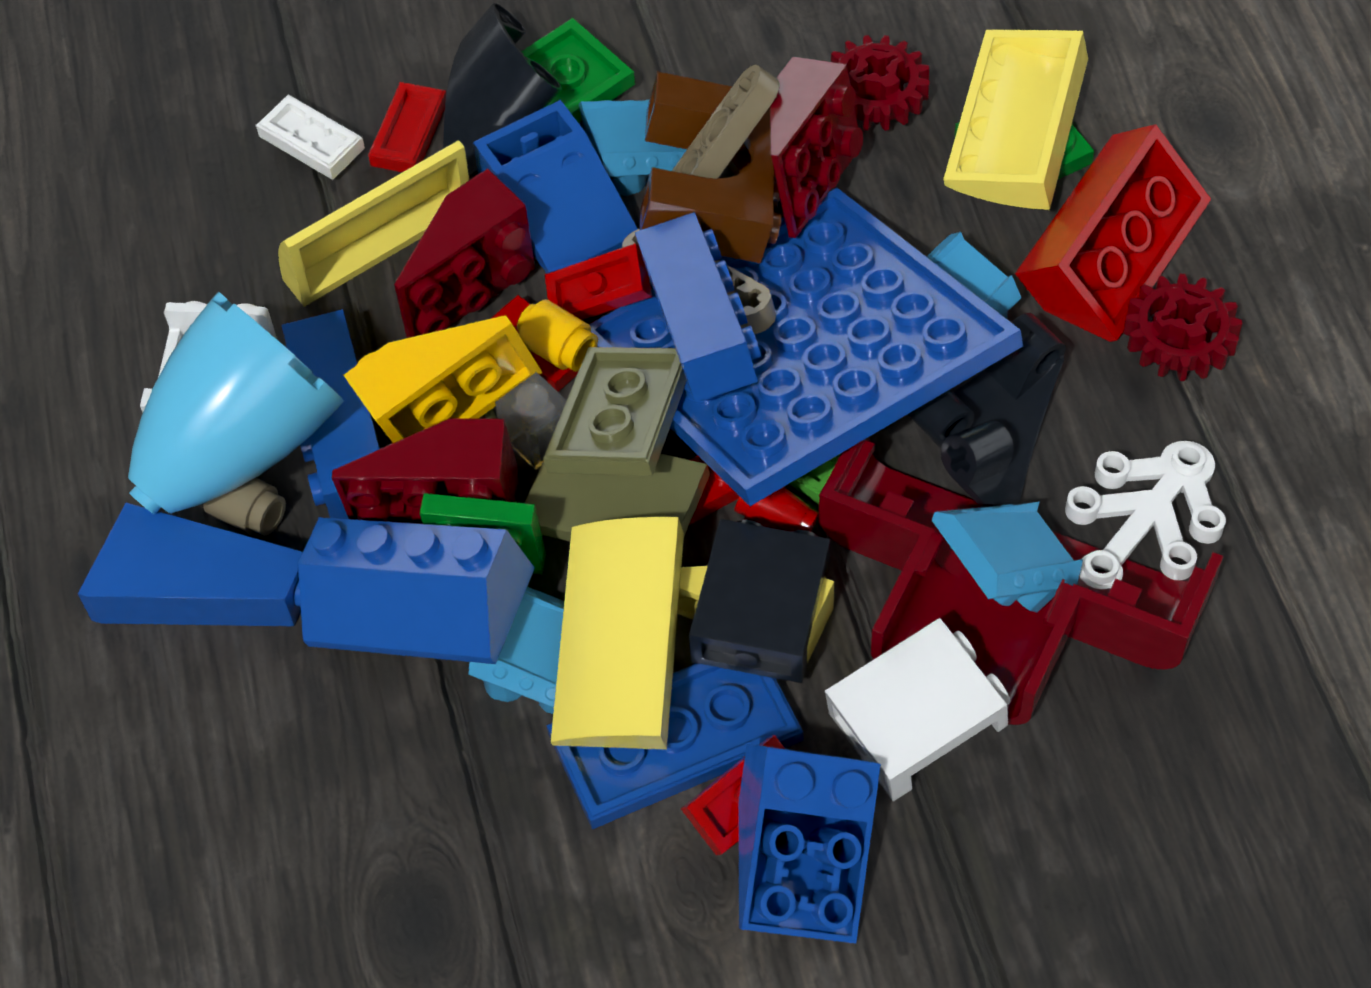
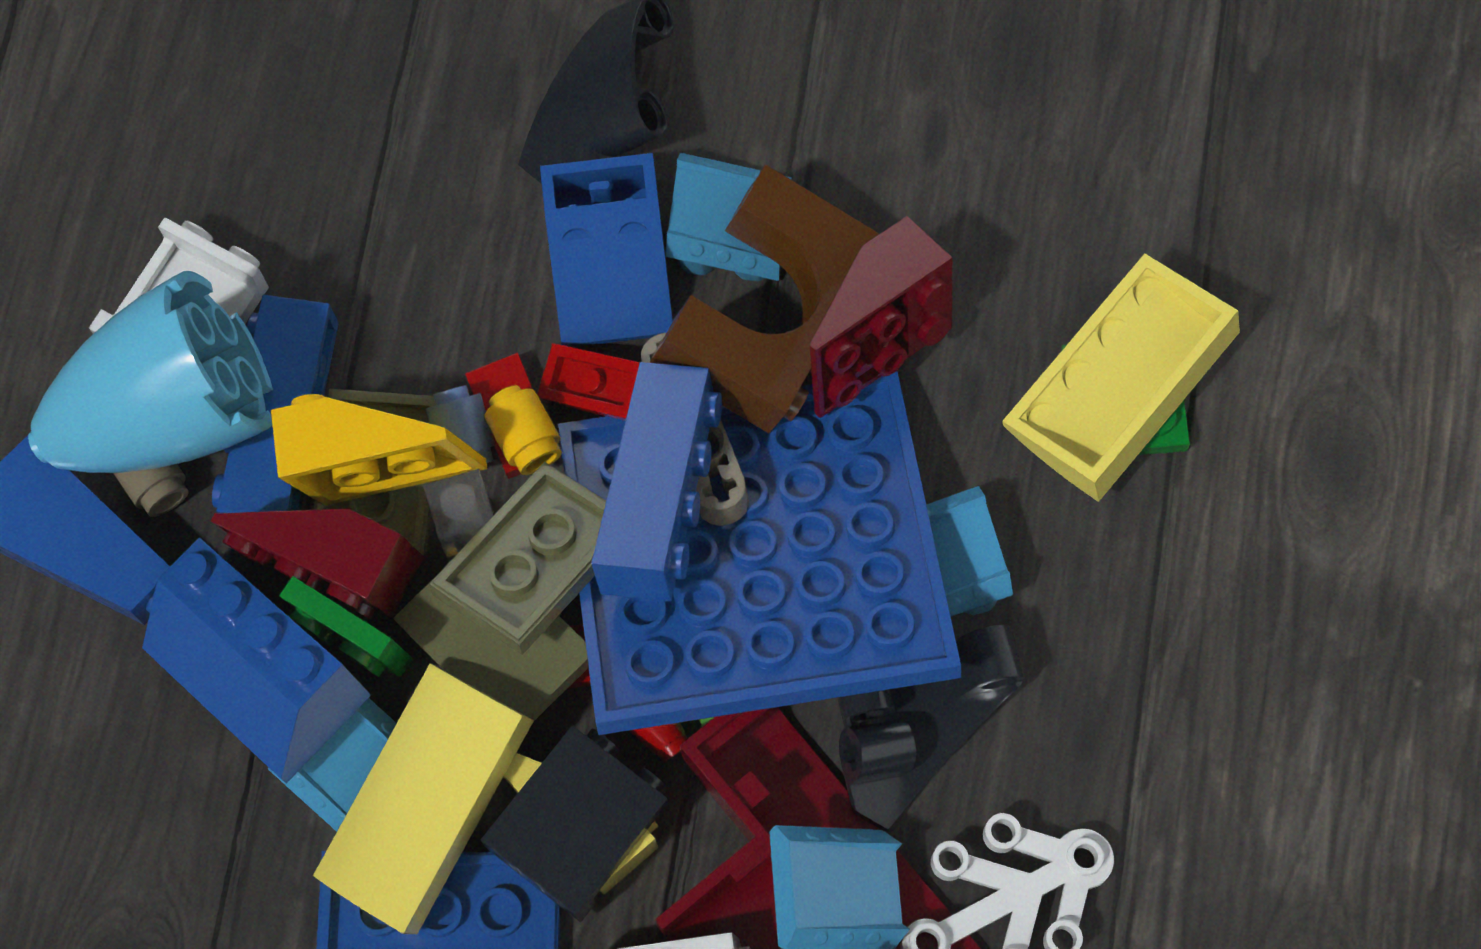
camera: 25 degrees right, 15 degrees up
(310, 137) = (400, 65): white plate -> none
(370, 226) = (410, 214): light yellow slope -> none
(407, 127) = (504, 95): red tile -> none
(465, 256) = (471, 295): dark red slope -> none
(581, 66) = (701, 101): green plate -> none
(730, 124) = (792, 275): dark tan beam -> none
(879, 77) = (1005, 236): dark red gear -> none
(1114, 232) = (1155, 557): red slope -> none
(1182, 327) = (1187, 700): dark red gear -> none

